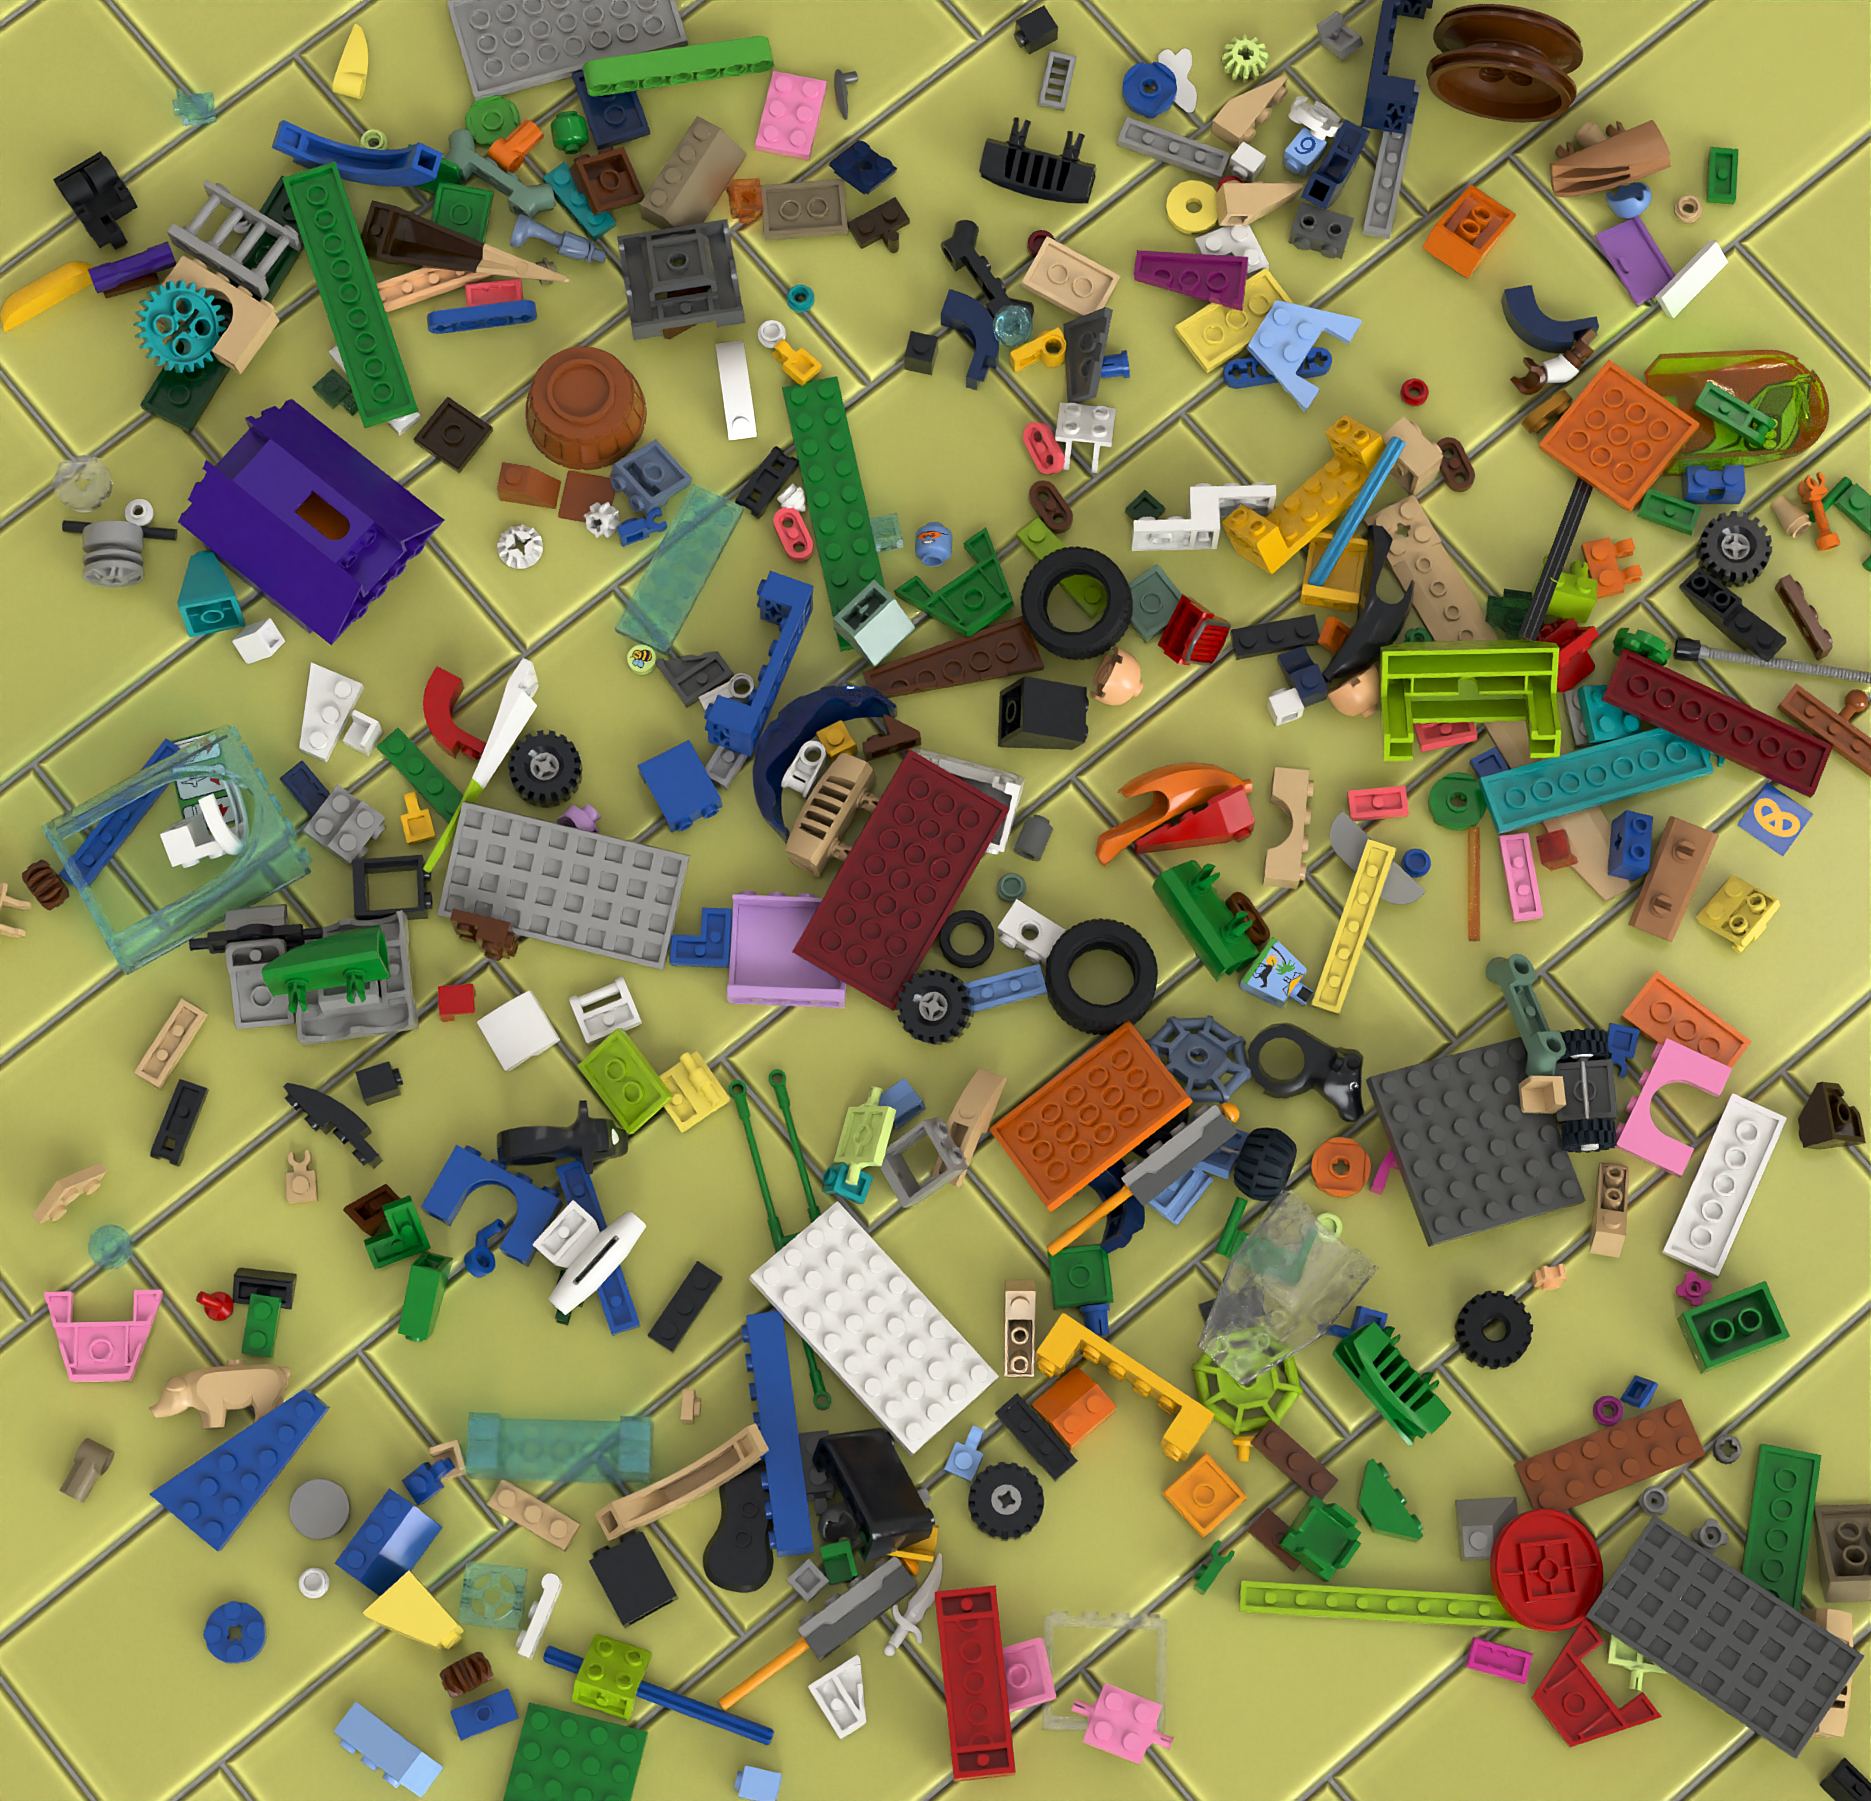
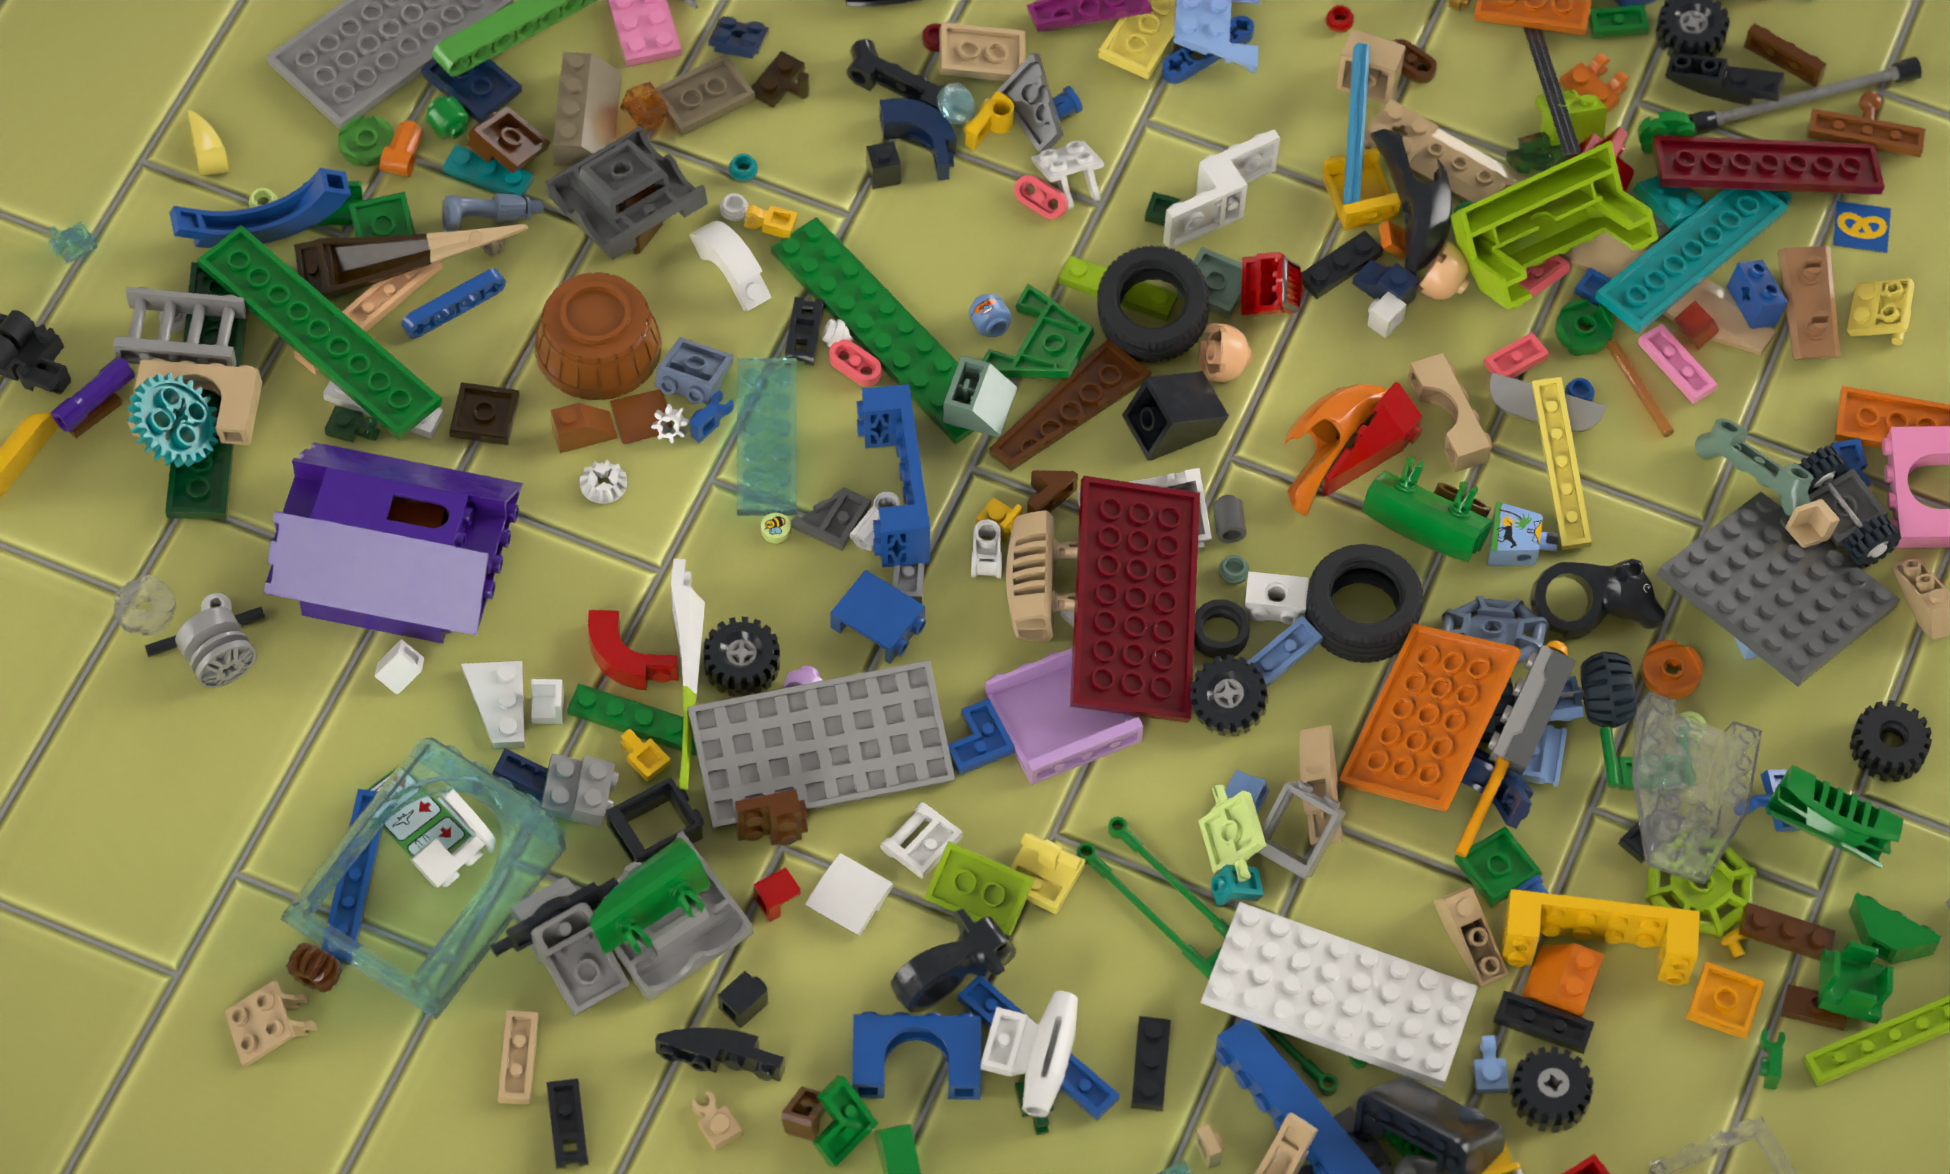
camera: 30 degrees left, 15 degrees down
(207, 597) = (334, 646): teal slope -> none
(480, 1259) = (931, 1110): blue plate -> none
(493, 292) = (451, 277): coral plate -> none
(522, 198) = (414, 183): sand green plate -> none
(797, 725) = (958, 515): clear blue windscreen -> none
(886, 525) = (941, 323): clear light blue plate -> none
(1051, 508) = (1077, 241): reddish brown plate -> none
(1314, 505) = (1298, 172): yellow plate -> none
(1382, 1173) = (1714, 645): dark pink slope -> none
(1549, 1277) = (1912, 673): light nougat plate -> none

